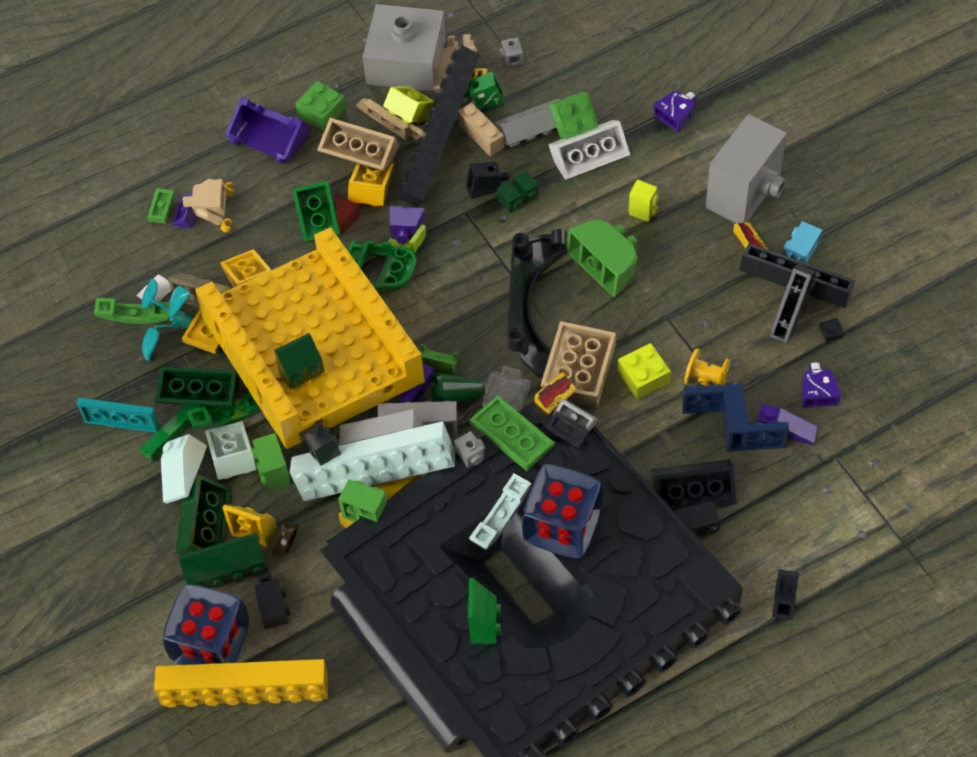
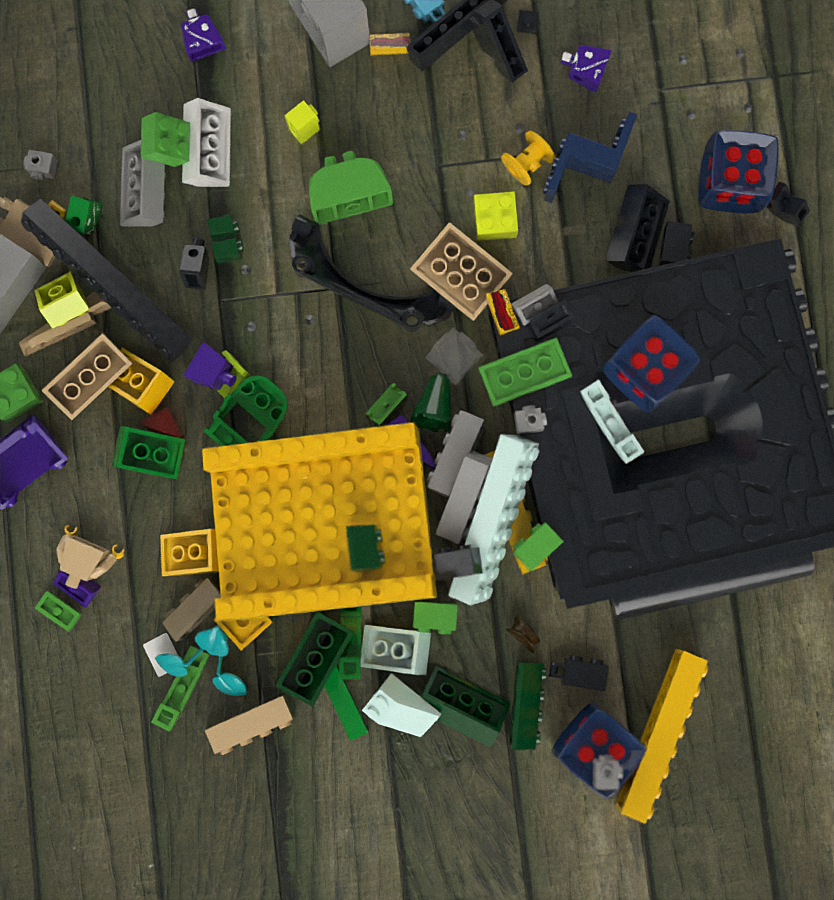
camera: 65 degrees left, 25 degrees up
(118, 415) = (308, 750): teal tile -> none
(123, 370) = (250, 724): none -> tan brick
(184, 620) = (606, 772): none -> light grey brick
(247, 521) = (494, 661): yellow slope -> none
(481, 129) = (127, 240): tan brick -> none
(483, 614) = (719, 487): green slope -> none
(786, 532) = (738, 171): none -> dark blue piece
(799, 429) = (611, 117): slope -> none

